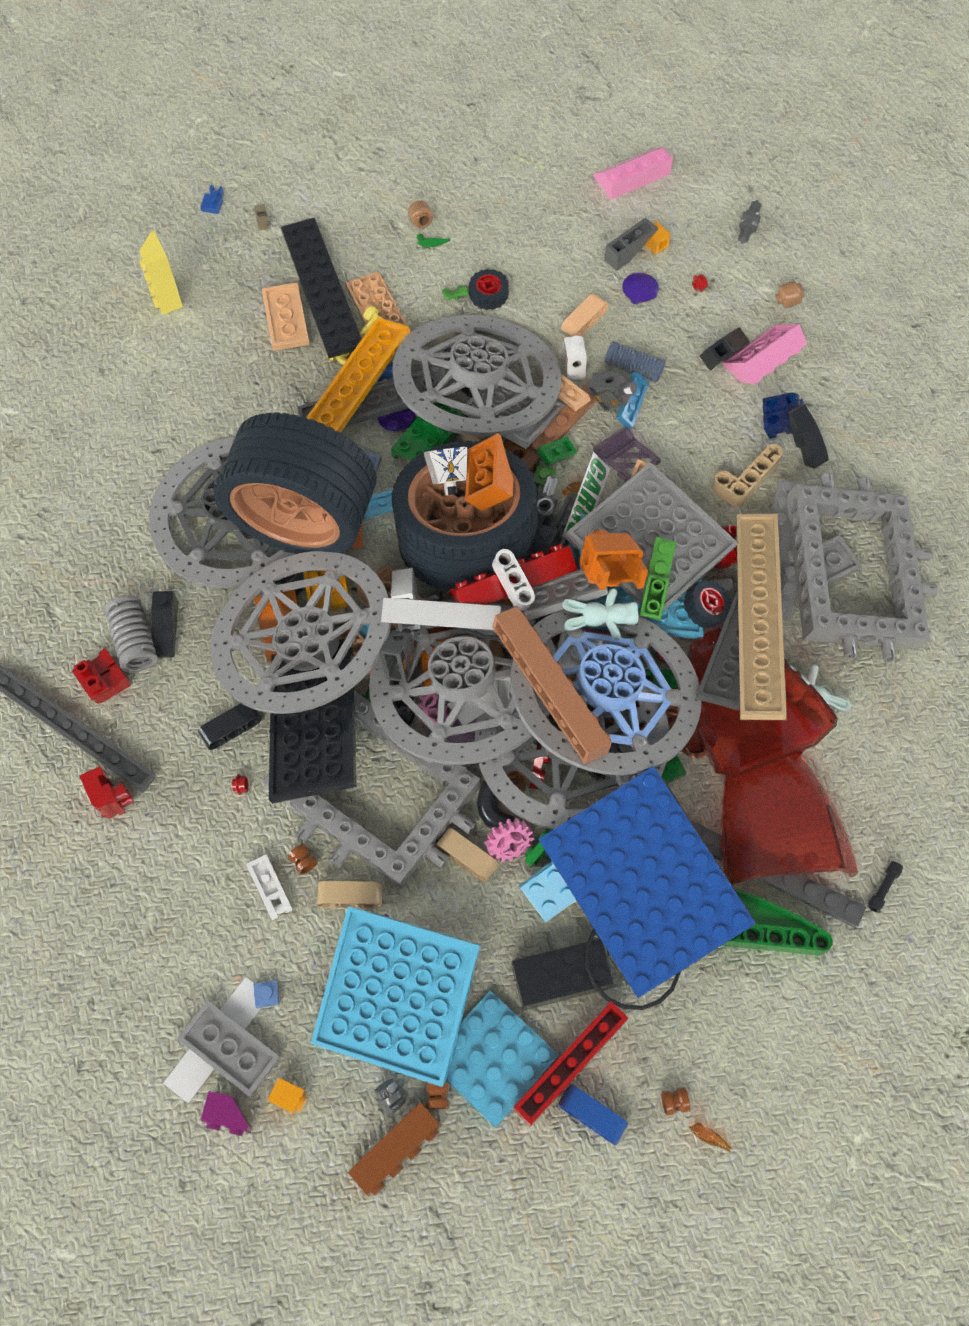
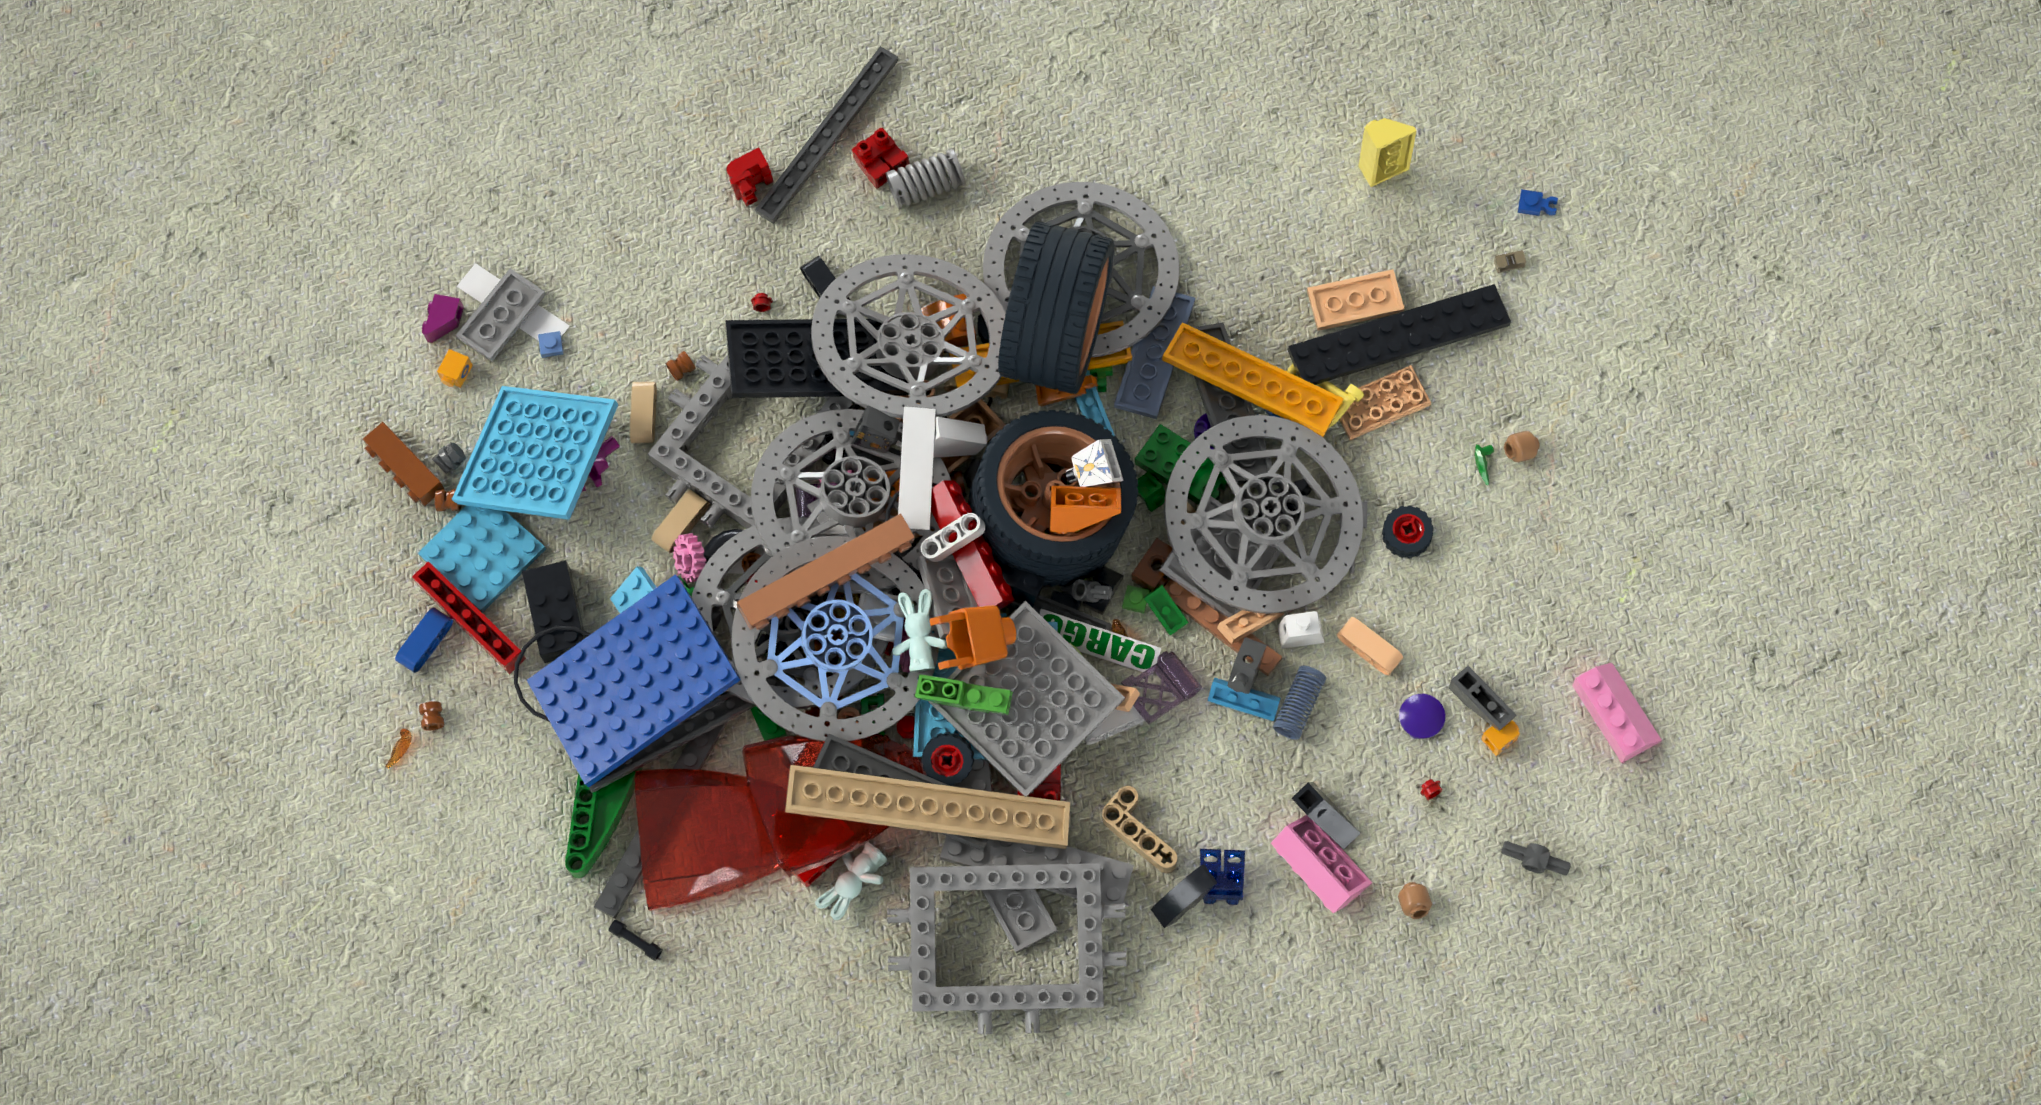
camera: 95 degrees right, 5 degrees up
(164, 622) = (941, 211): black slope -> none
(268, 886) = (654, 338): white plate -> none
(461, 291) = (1397, 486): bright green piece -> none

